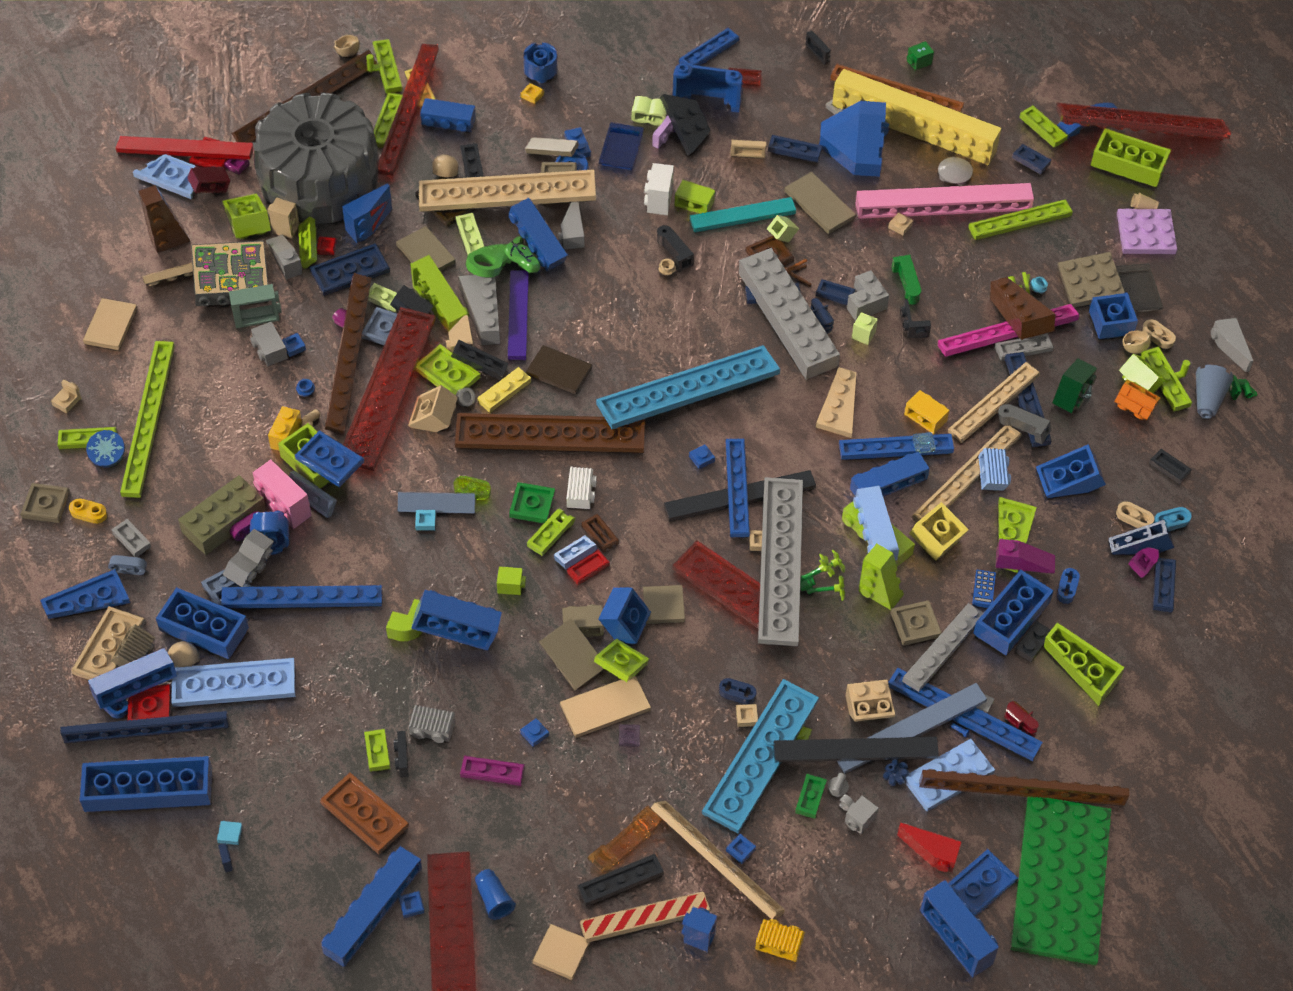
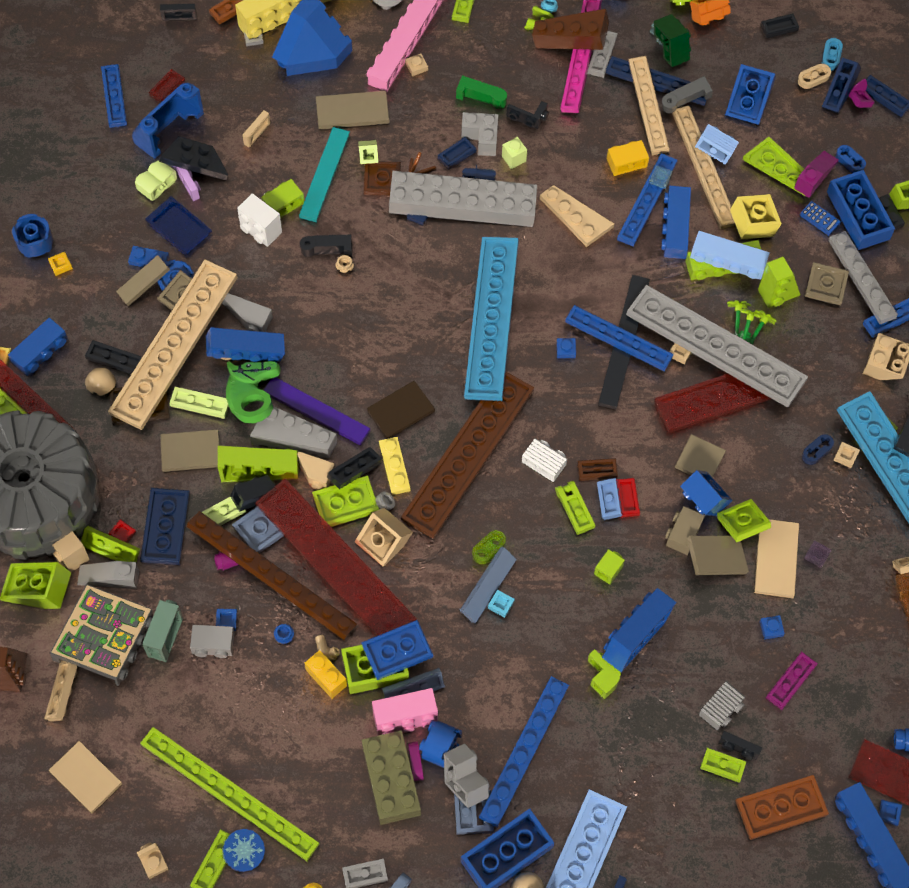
camera: 60 degrees left, 10 degrees up
(367, 213) = (118, 482): blue slope -> none
(532, 502) = (535, 506): green plate -> none
(795, 148) = (280, 93): dark blue plate -> none

